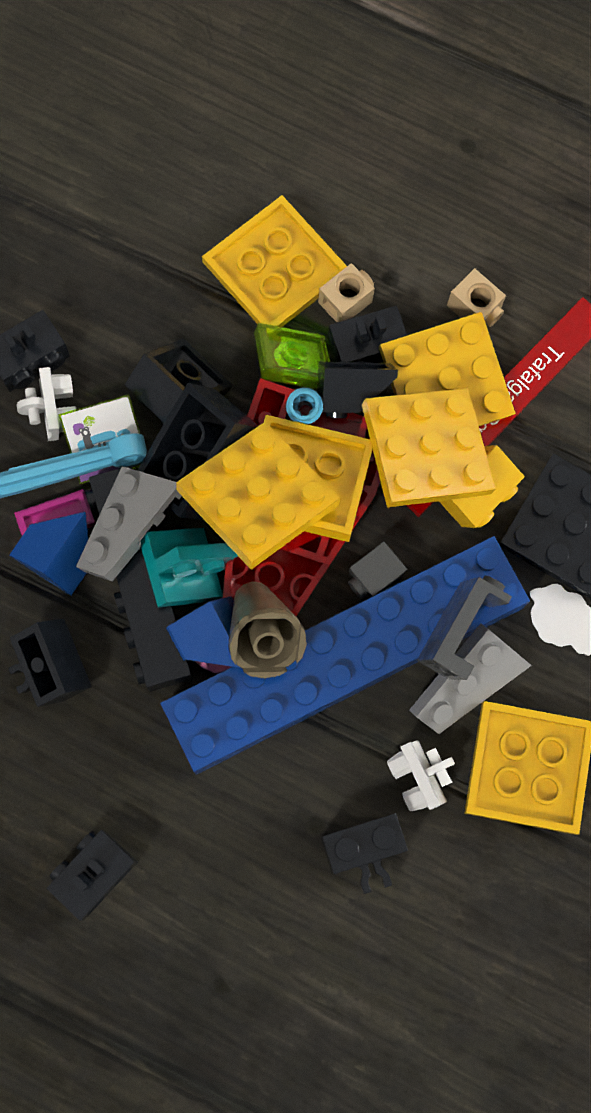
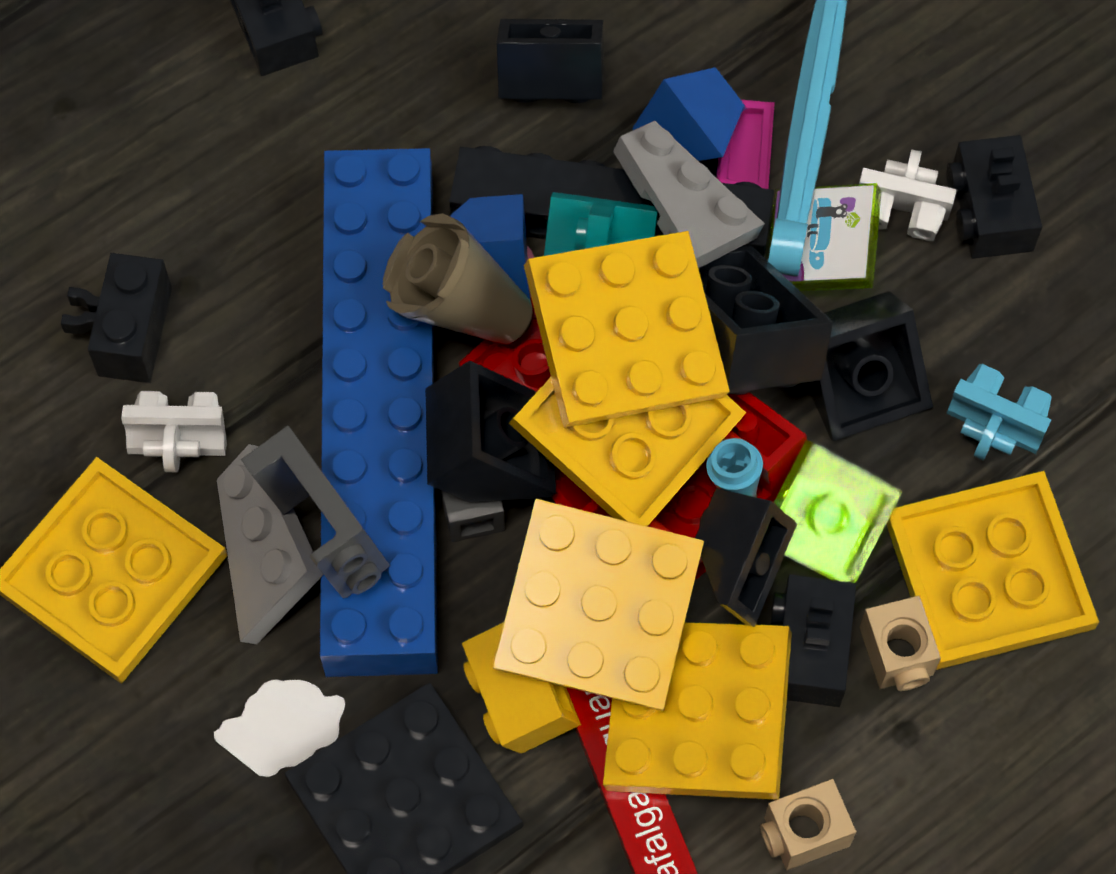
camera: 120 degrees right, 10 degrees down
(173, 279) = (997, 420): none -> medium azure hips
(350, 570) = (474, 446): none -> black slope

